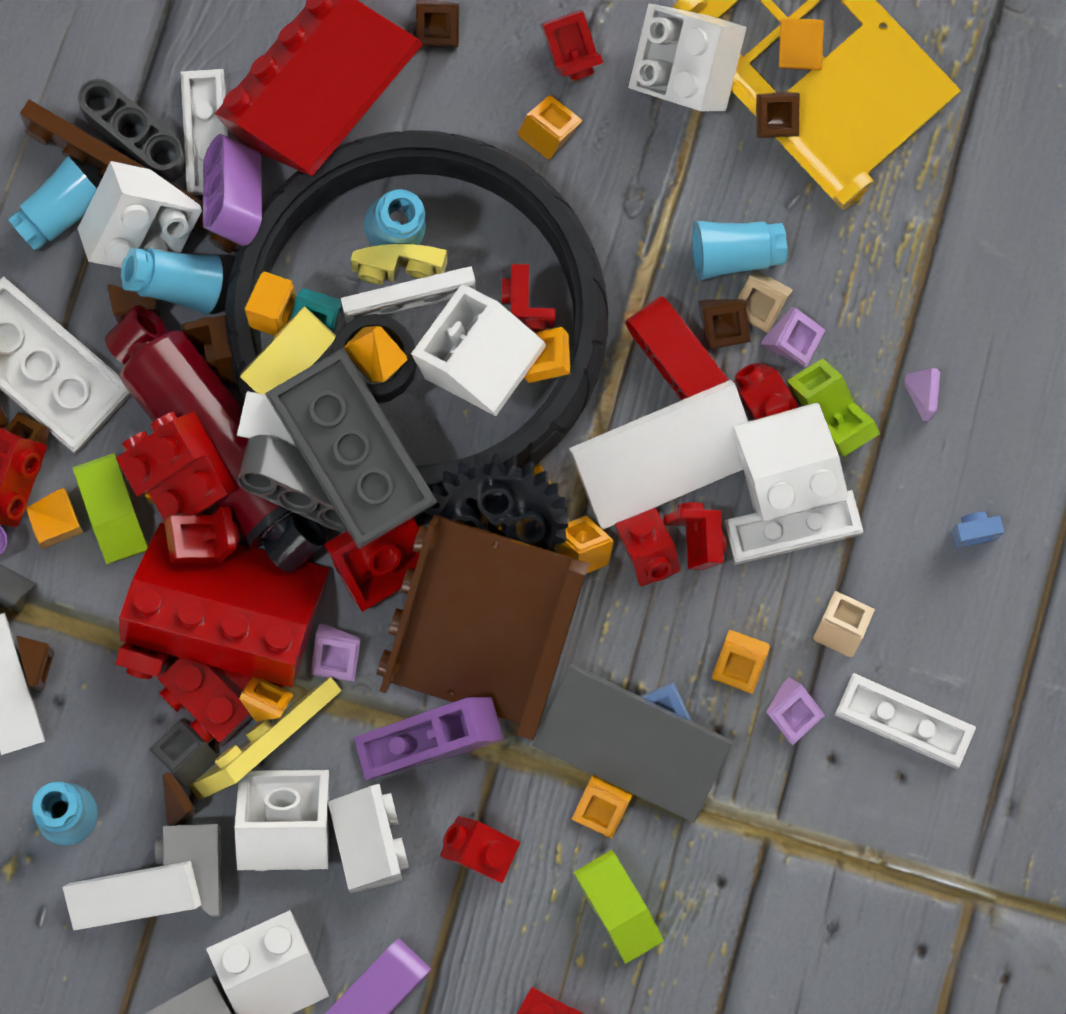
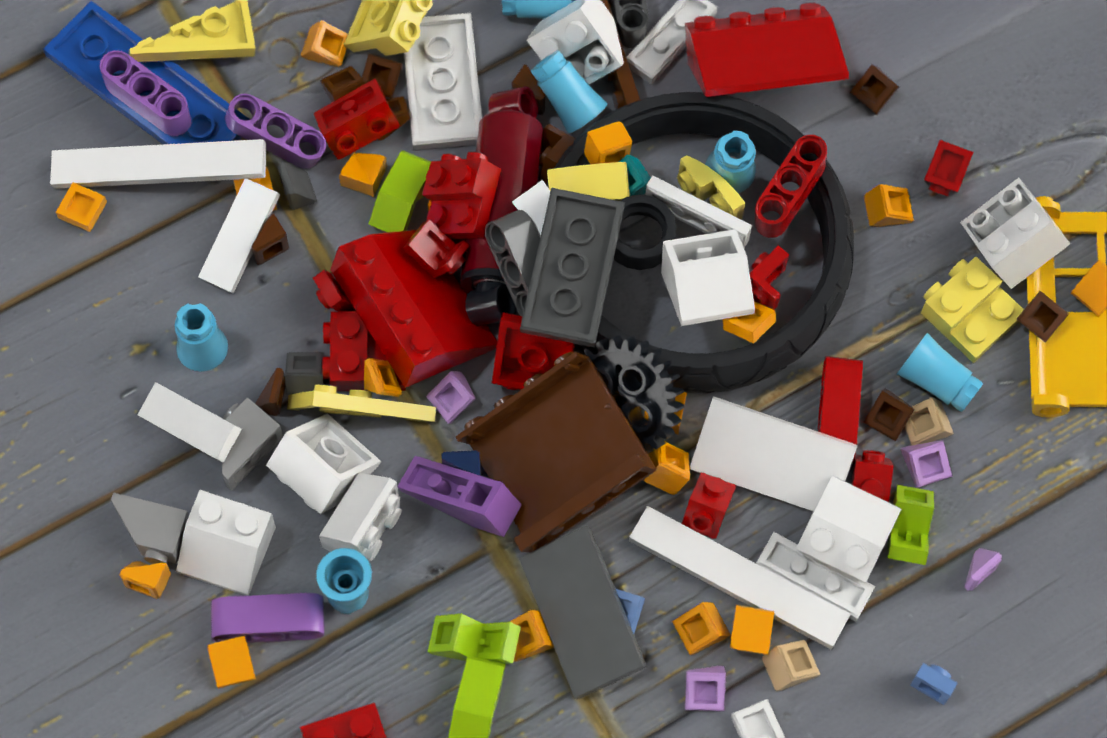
camera: 45 degrees right, 10 degrees down
(232, 190) = (651, 70): medium lavender beam -> none
(375, 353) = (641, 223): light orange slope -> none
(408, 705) = (463, 460): none -> dark blue slope
(411, 890) = (341, 569): none -> medium azure plant
(461, 175) = (794, 170): none -> red beam
(479, 848) = (425, 590): red bracket -> none
(563, 852) = (460, 636): none -> lime slope
(703, 534) = (749, 531): red bracket -> none
(708, 159) = (971, 308): none -> light yellow plate
(731, 587) = (739, 577): none -> white tile
(787, 625) = (752, 629): none -> light orange slope

